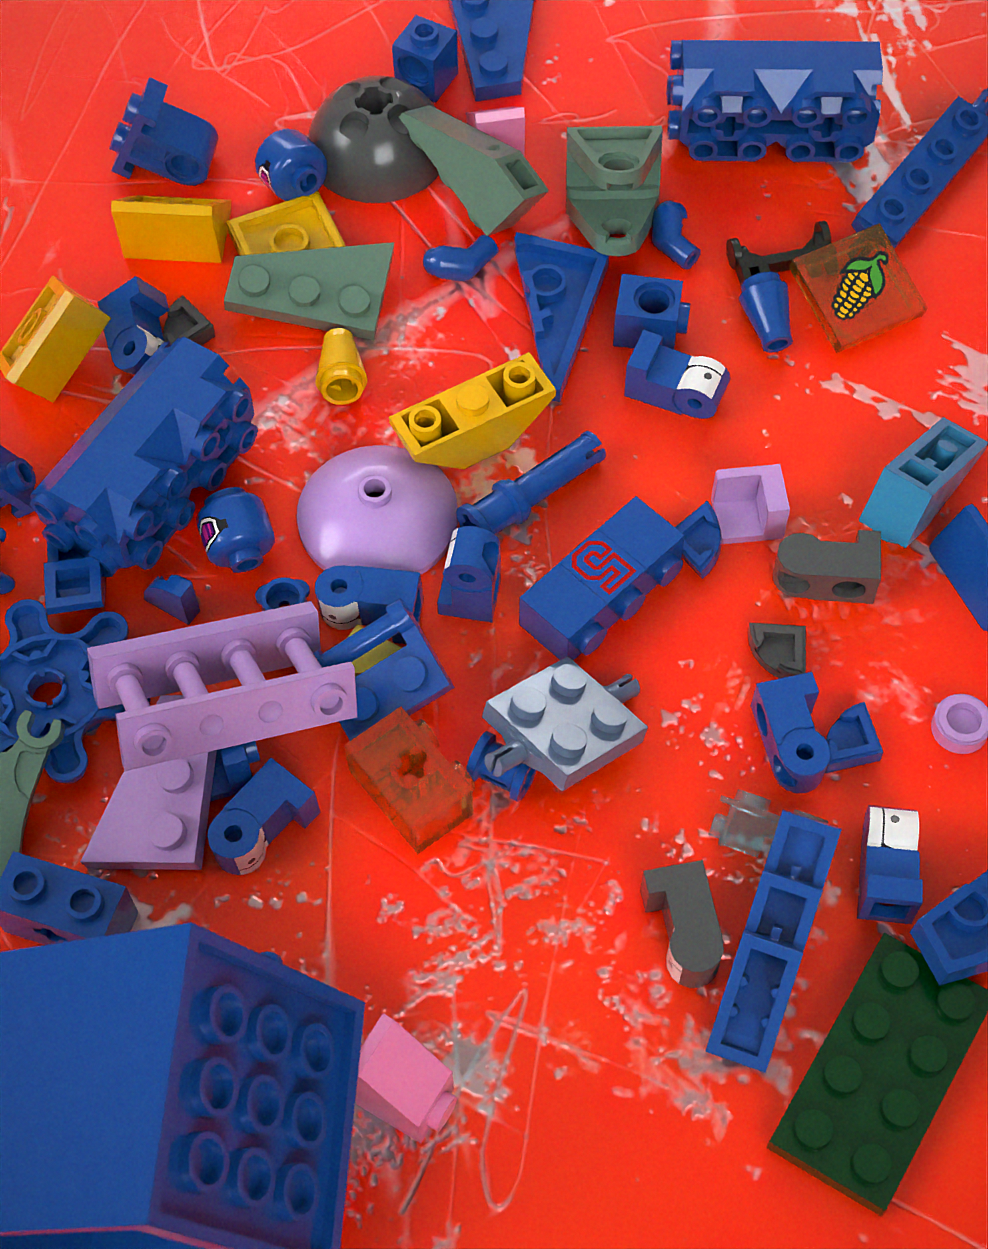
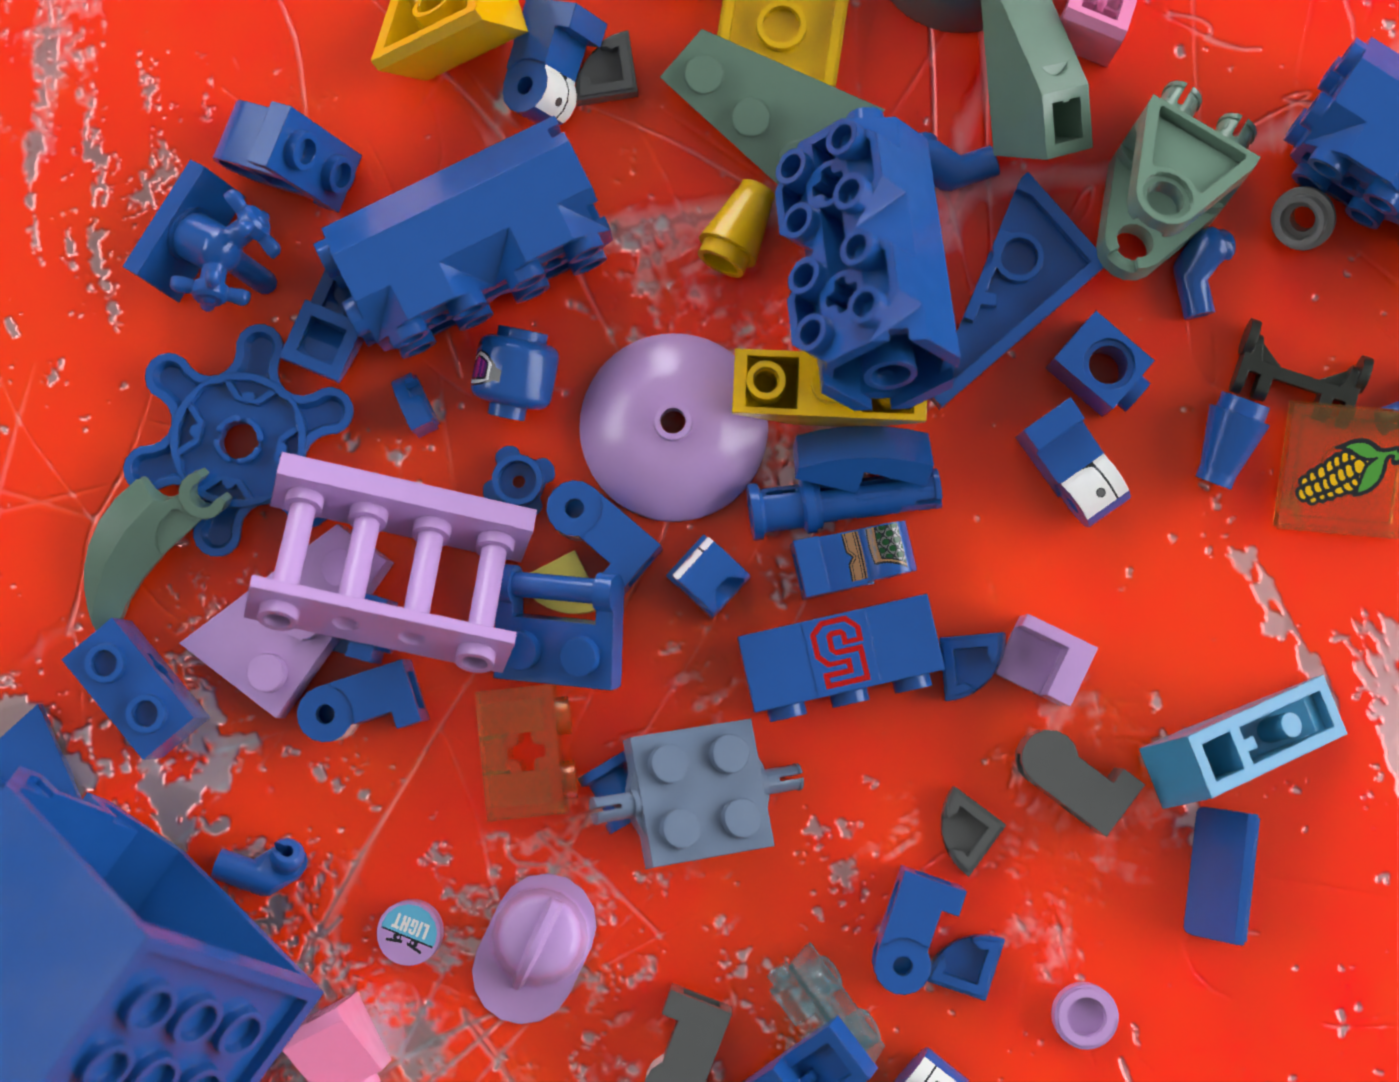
camera: 35 degrees right, 25 degrees up
(405, 973) = (410, 932): none -> tile
(451, 305) = (874, 265): none -> blue brick
(514, 930) = (534, 948): none -> lavender piece
(519, 450) = (844, 454): none -> blue slope
(563, 519) = (852, 558): none -> blue leg
(711, 157) = (1287, 228): none -> light grey plate

